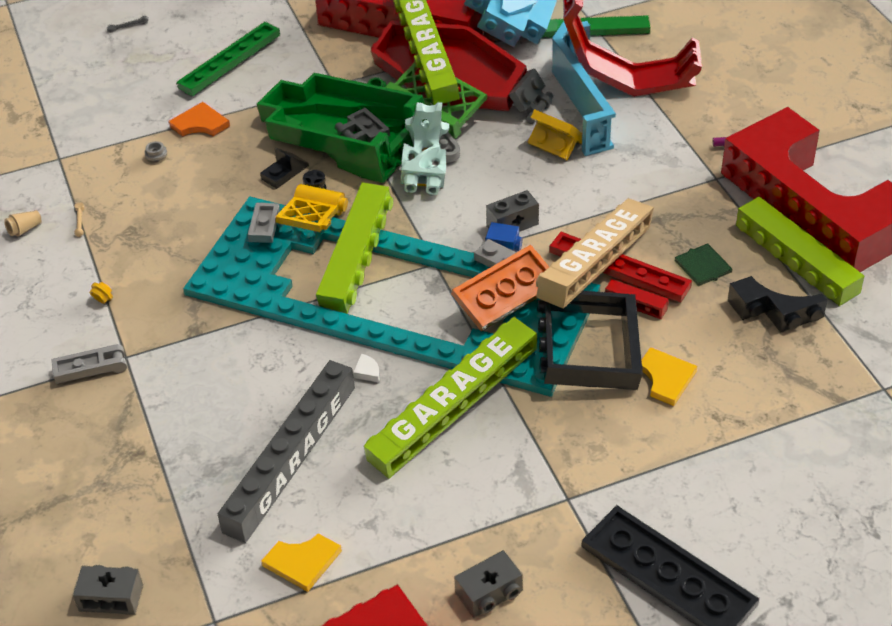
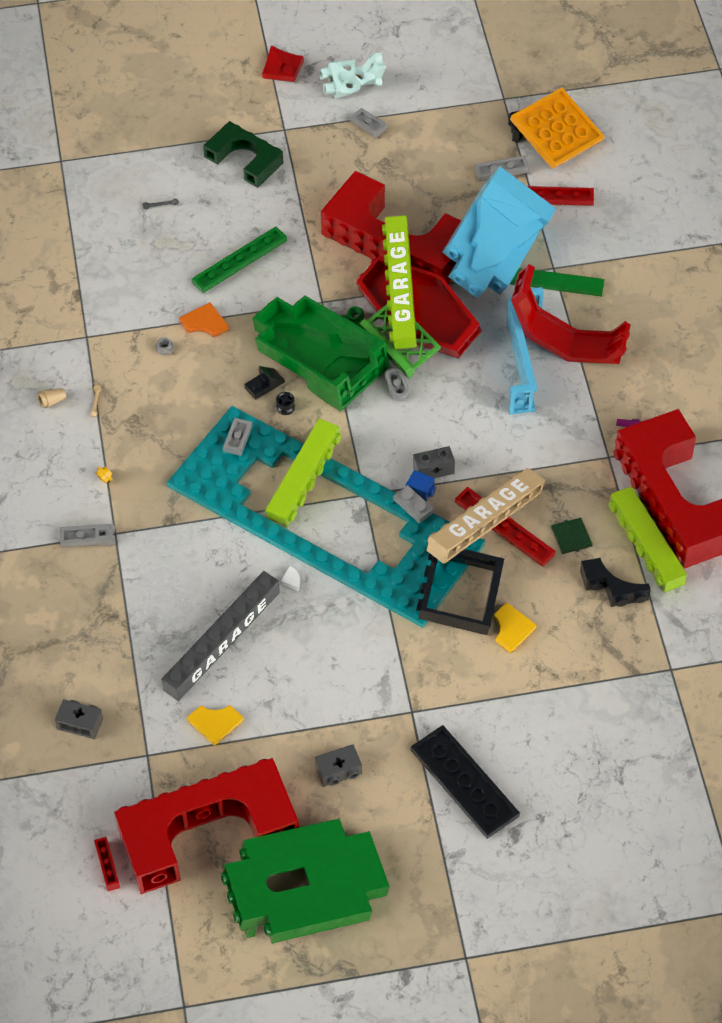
camera: 10 degrees right, 10 degrees up
(312, 201) = (282, 421): yellow piece -> none
(364, 123) = (338, 355): dark grey plate -> none
(424, 136) = (372, 407): light aqua hips -> none
(450, 397) = (347, 616): lime brick -> none
(501, 288) = (406, 532): orange plate -> none
(527, 91) = (475, 346): dark grey plate -> none
(554, 135) = (487, 393): yellow bracket -> none
(645, 301) = (511, 558): red piece -> none

